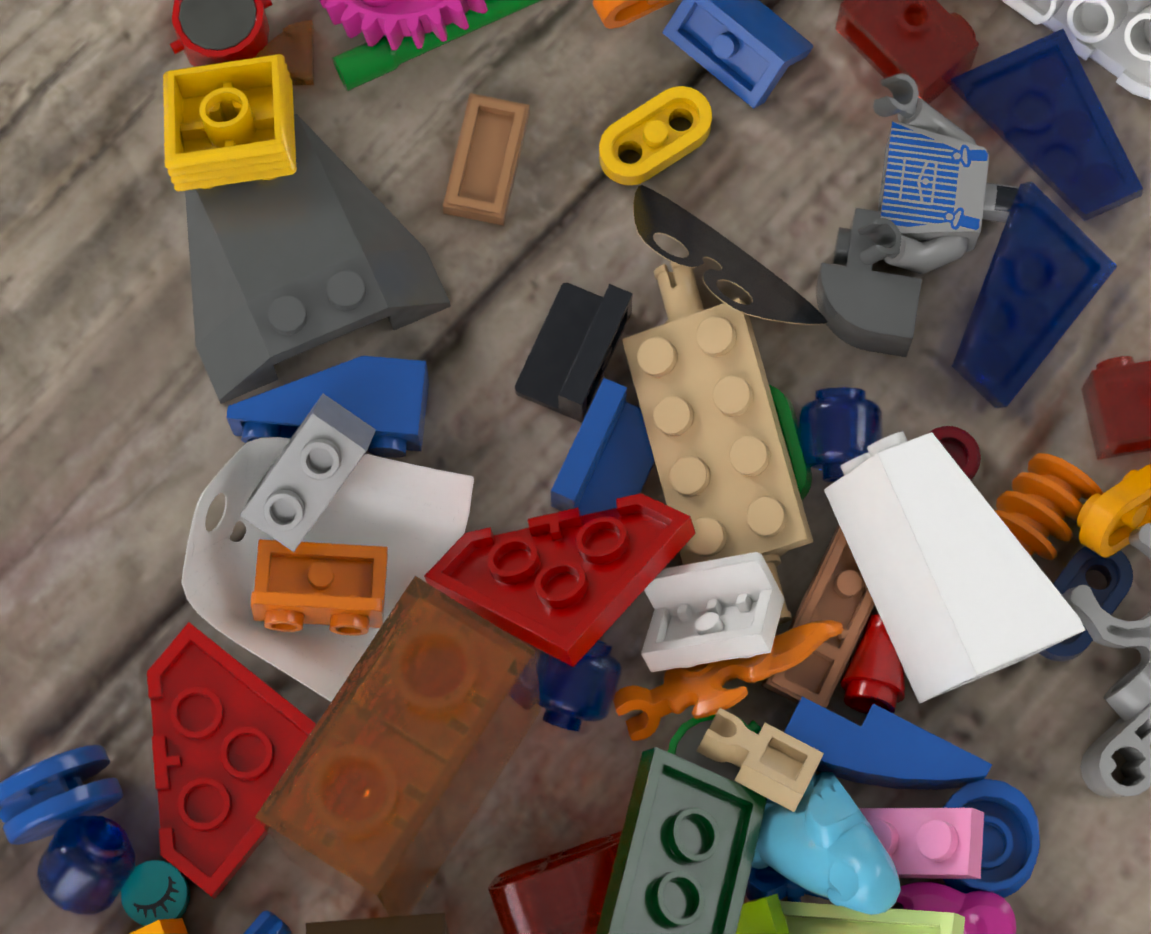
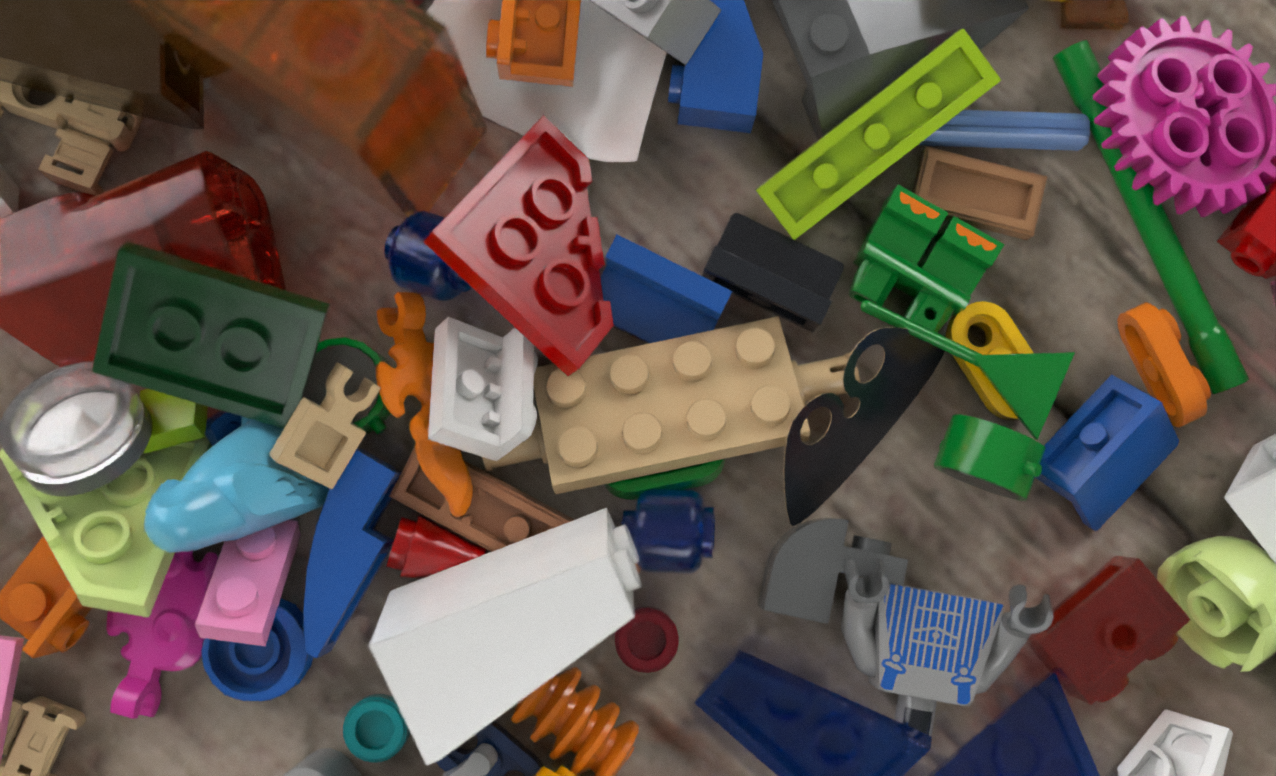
camera: 90 degrees right, 10 degrees up
(422, 142) = (1013, 130): none -> medium blue axle
(439, 249) = (878, 133): none -> lime plate
(553, 205) = (947, 271): none -> green hips
(675, 109) = (1023, 380): none -> green piece
(752, 138) = (990, 457): none -> green piece
(1056, 719) = (375, 728): none -> teal tile

